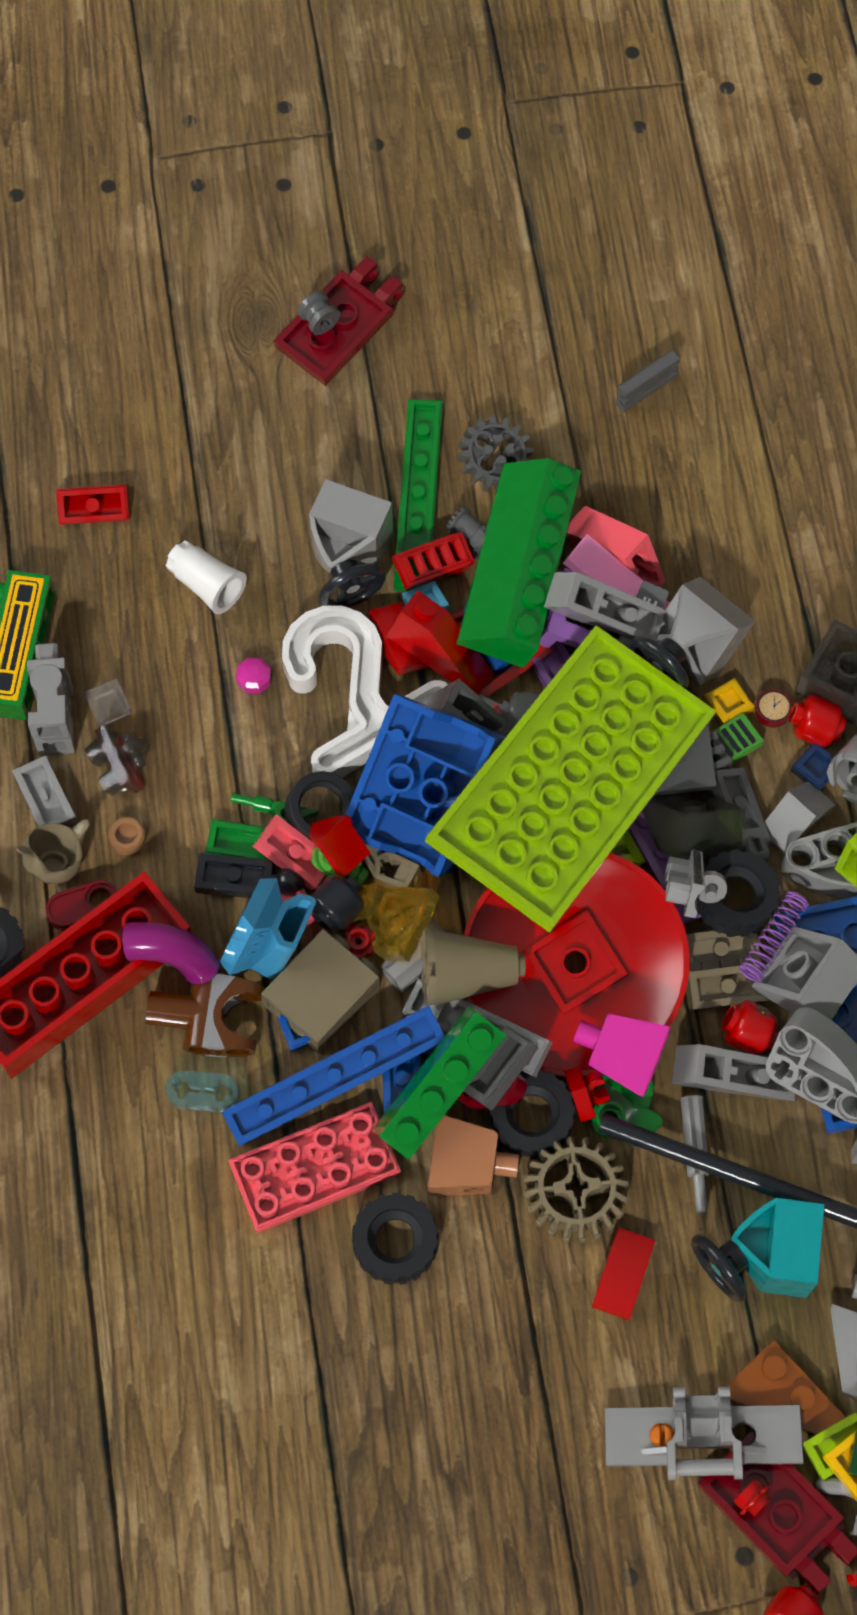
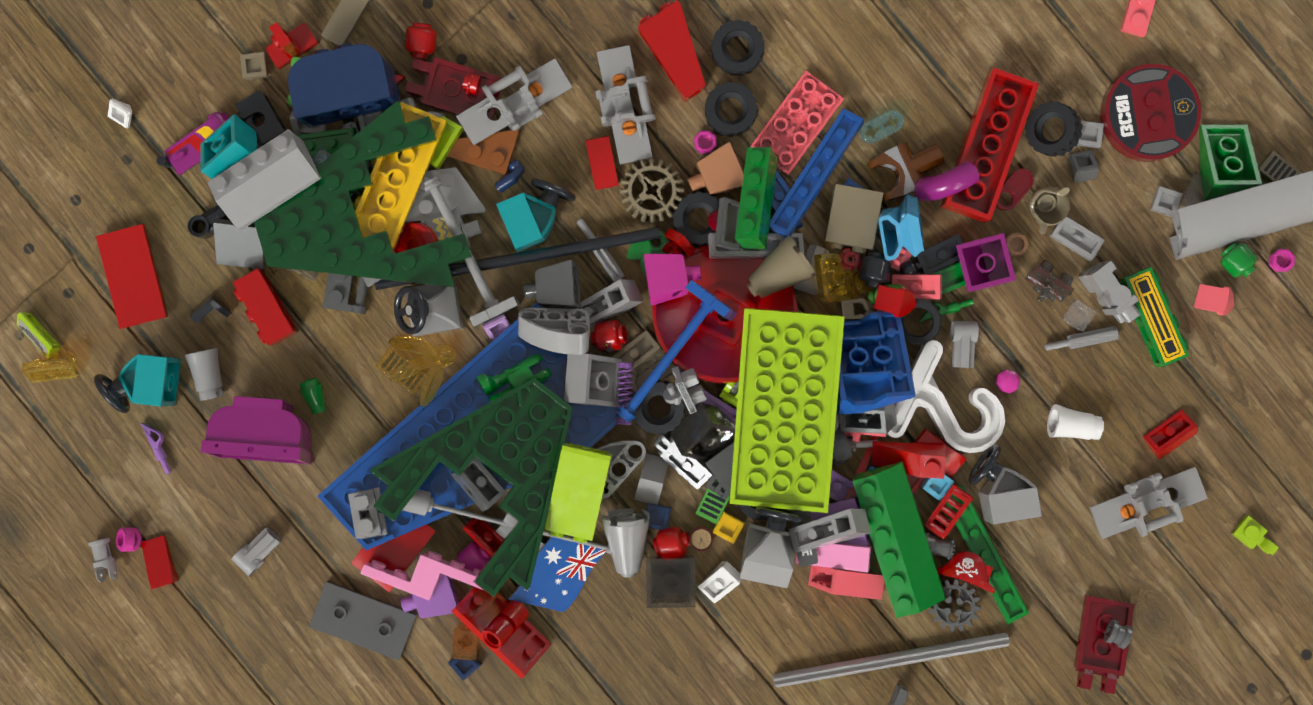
camera: 145 degrees right, 20 degrees up
(77, 340) = (1252, 534): none -> lime plate
(120, 669) = (1085, 339): none -> light grey axle
(173, 449) = (1145, 495): none -> light grey piece
(184, 827) = (986, 263): none -> magenta slope
(275, 756) = (964, 336): none -> light grey piece
(322, 1291) = (744, 30): none -> black tyre
(423, 1380) = (672, 47): none -> red slope
(452, 481) = (969, 568): none -> red hat
(459, 1214) = (705, 142): none -> dark pink tile
(556, 1339) = (616, 105): none -> light grey piece
(591, 973) = (708, 304): none -> blue tile
(615, 440) = (891, 660): none -> light grey axle
(765, 1328) = (509, 180): none -> dark blue arm
(777, 641) = (720, 581): none -> white slope
(790, 1133) = (556, 286): none -> dark grey torso

